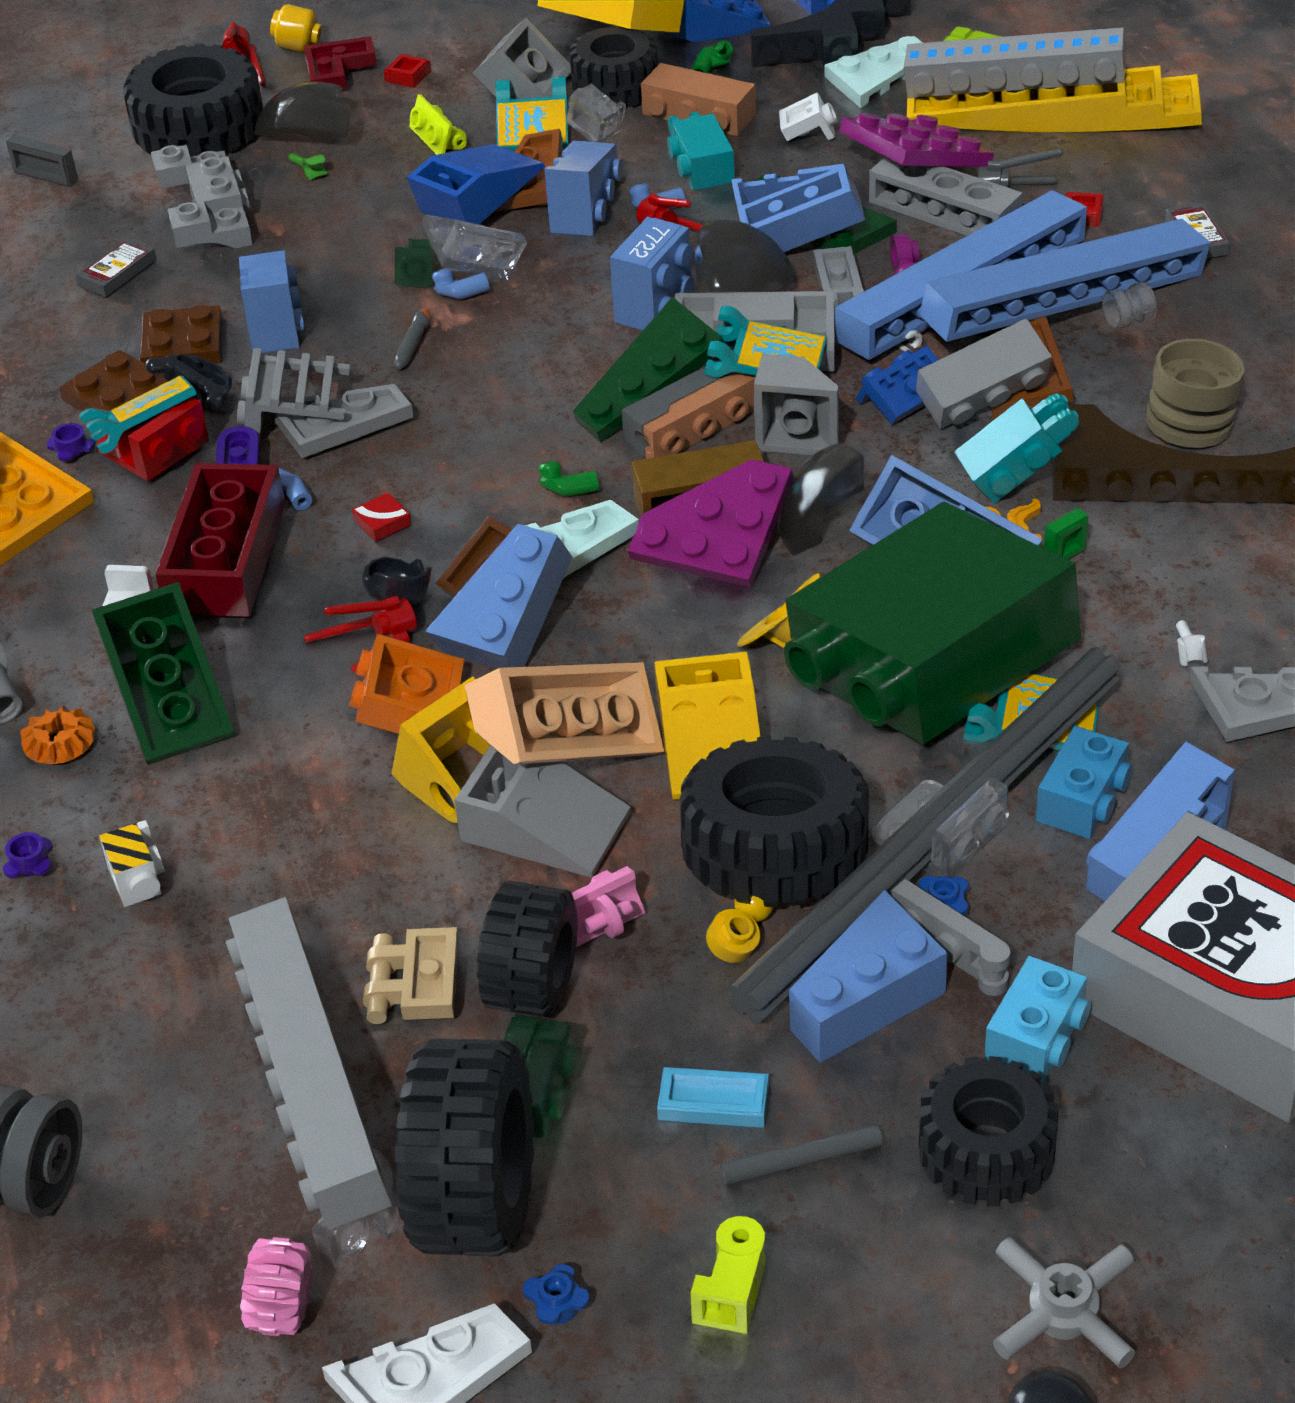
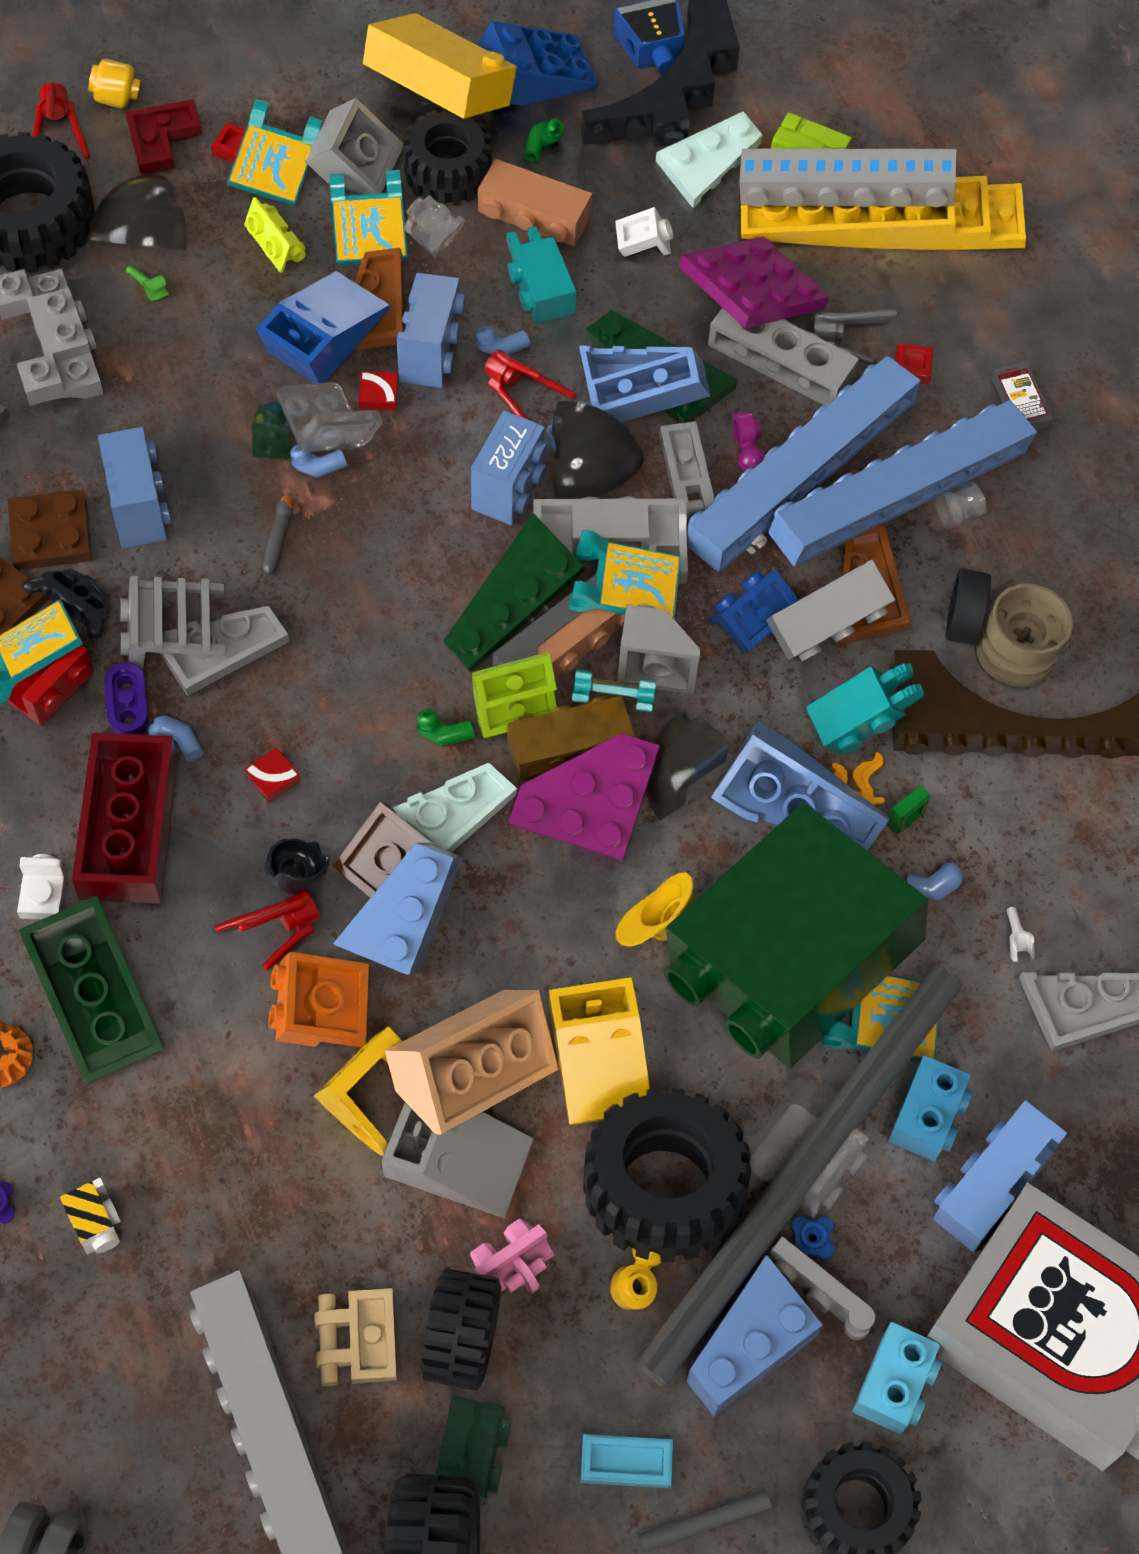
camera: 10 degrees left, 20 degrees up
(442, 76) = (271, 159): none -> flag
(534, 231) = (378, 390): none -> red tile
(638, 430) = (513, 691): none -> lime slope
(771, 434) = (585, 683): none -> teal flag
(1101, 599) = (940, 883): none -> medium blue arm
(1133, 373) = (968, 606): none -> black tyre

